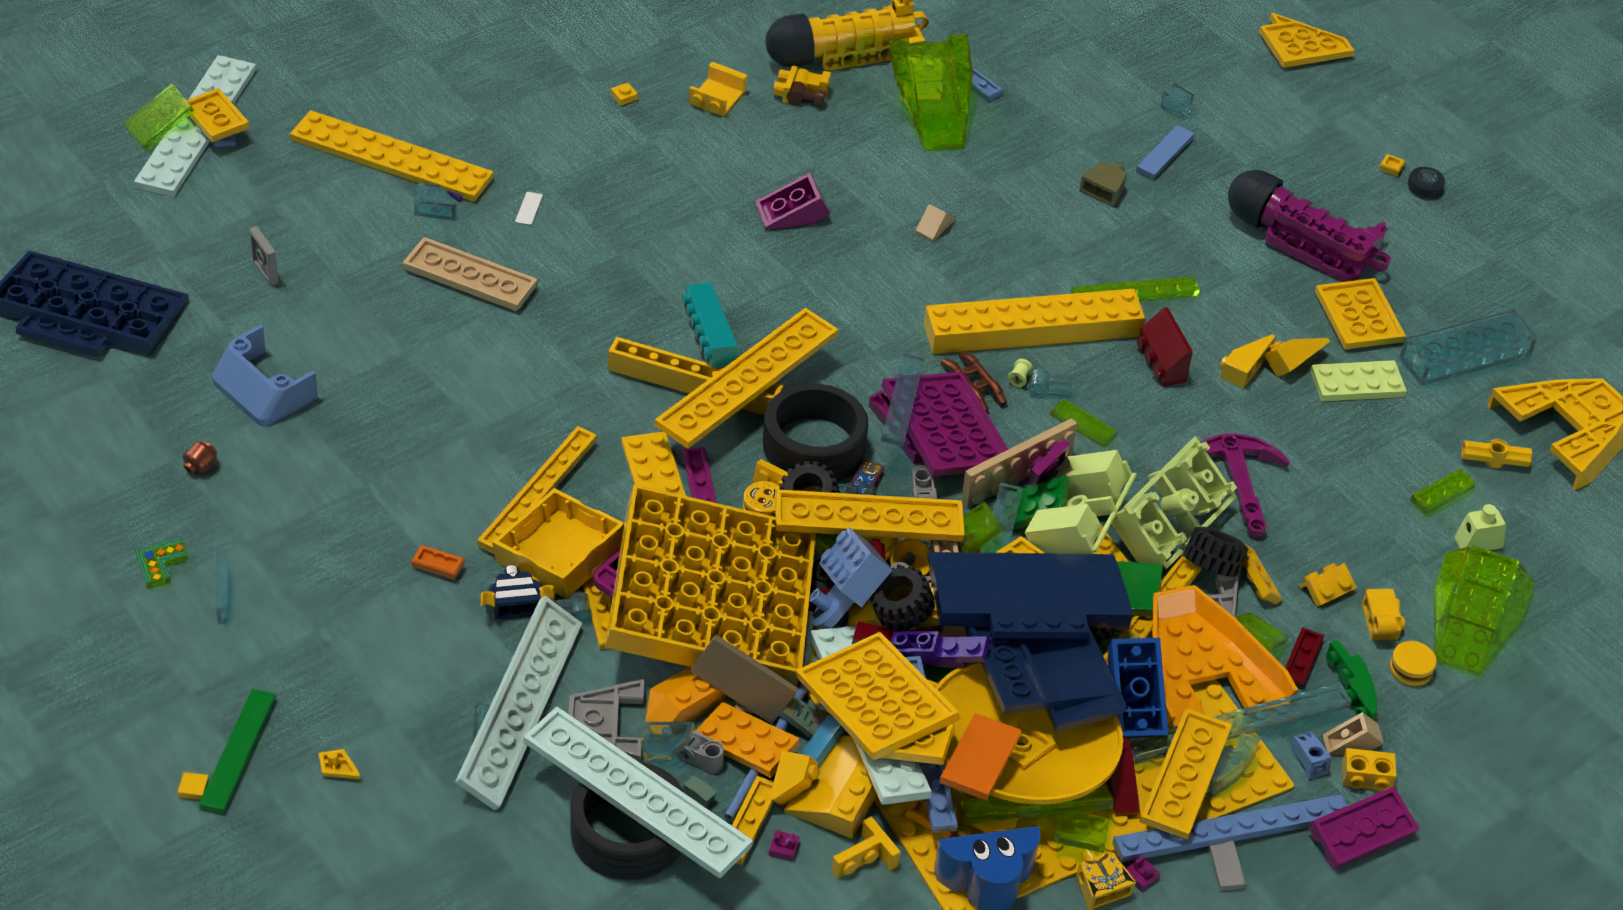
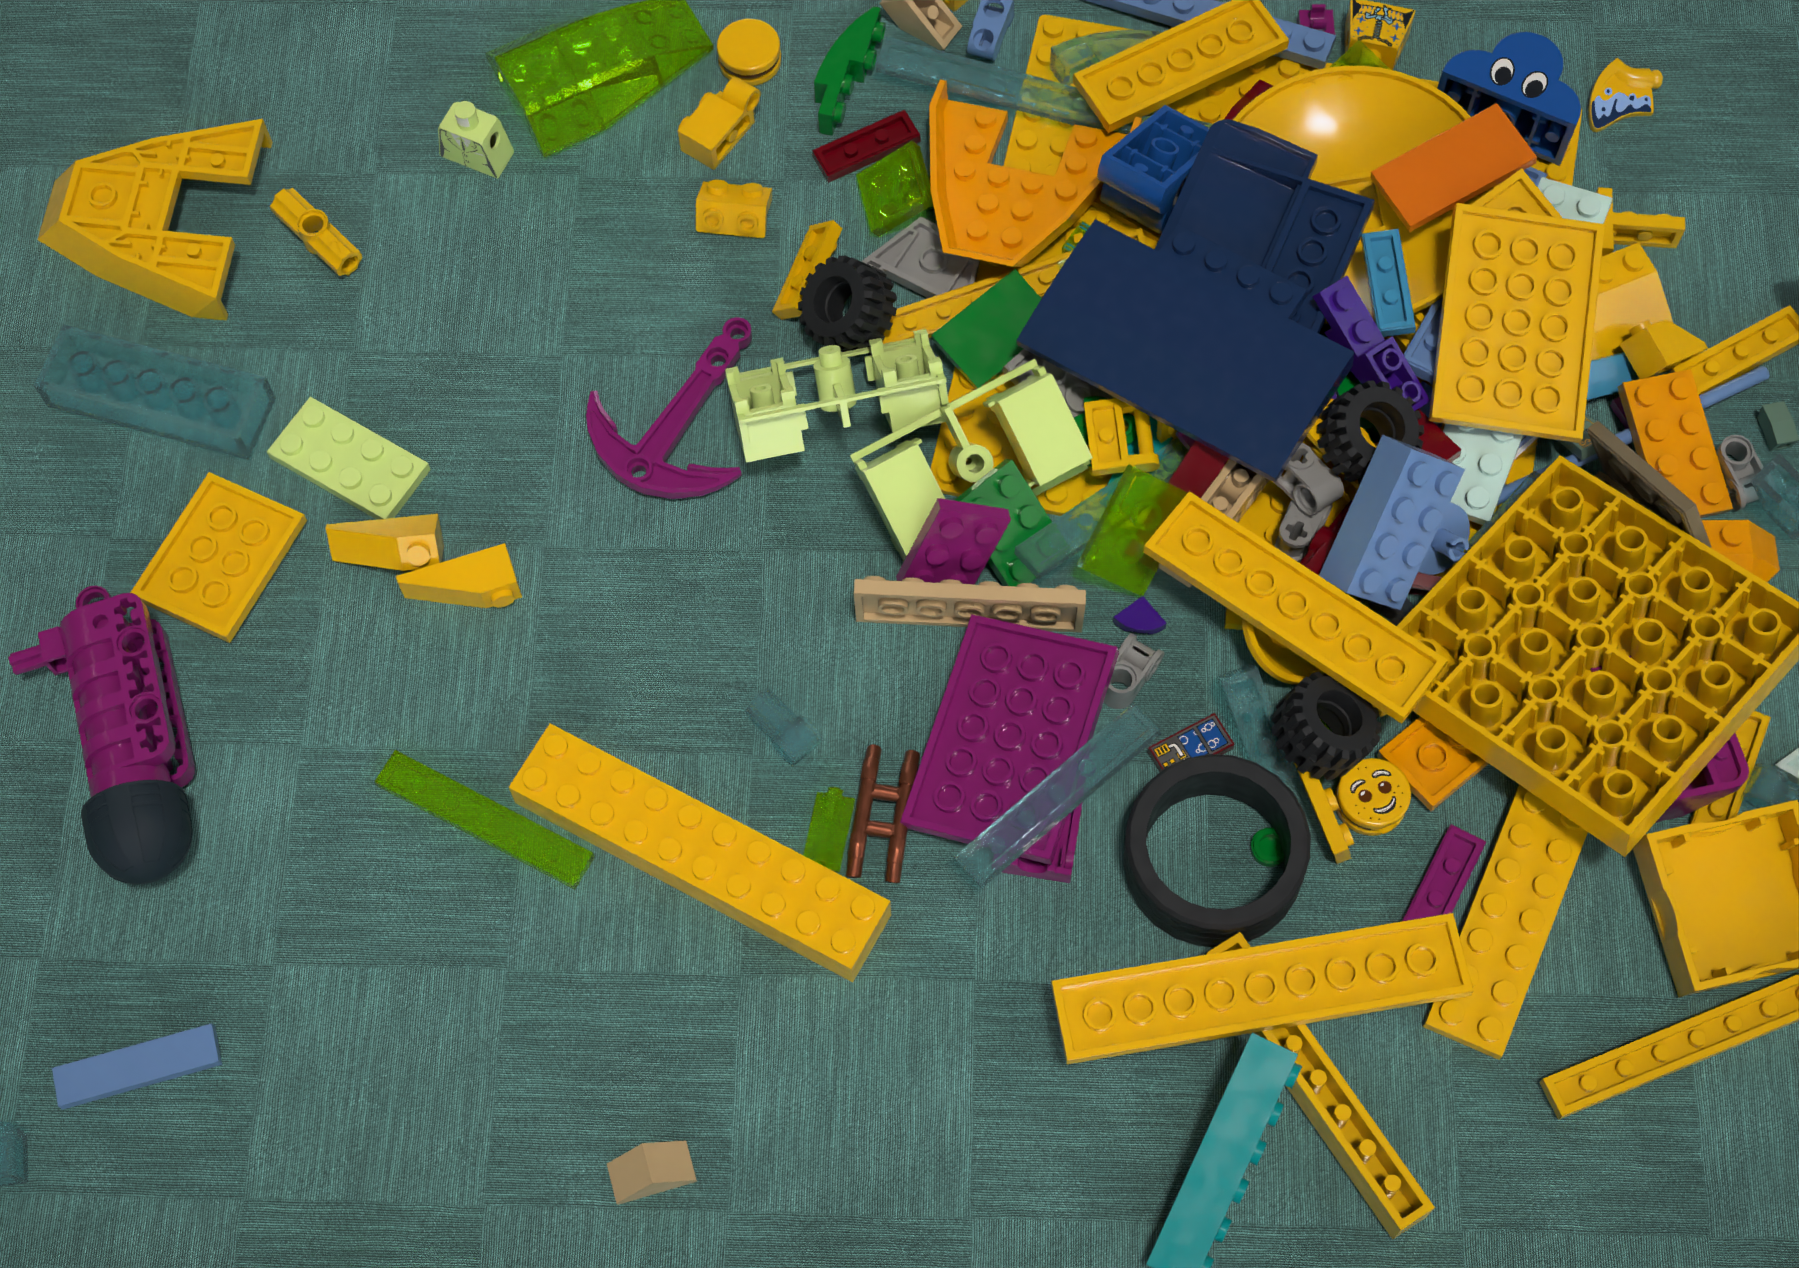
camera: 135 degrees left, 20 degrees up
(784, 845) = (1715, 304): magenta tile -> none
(961, 686) = (1388, 282): none -> dark azure tile
(989, 360) = (829, 828): none -> clear neon green hinge
(1019, 375) = (807, 776): yellowish green bush -> none
(1086, 423) = (793, 643): clear neon green tile -> none
(1104, 182) = (305, 1057): olive torso -> none
(1165, 348) = (569, 664): dark red slope -> none
(1442, 491) = (444, 231): clear neon green plate -> none

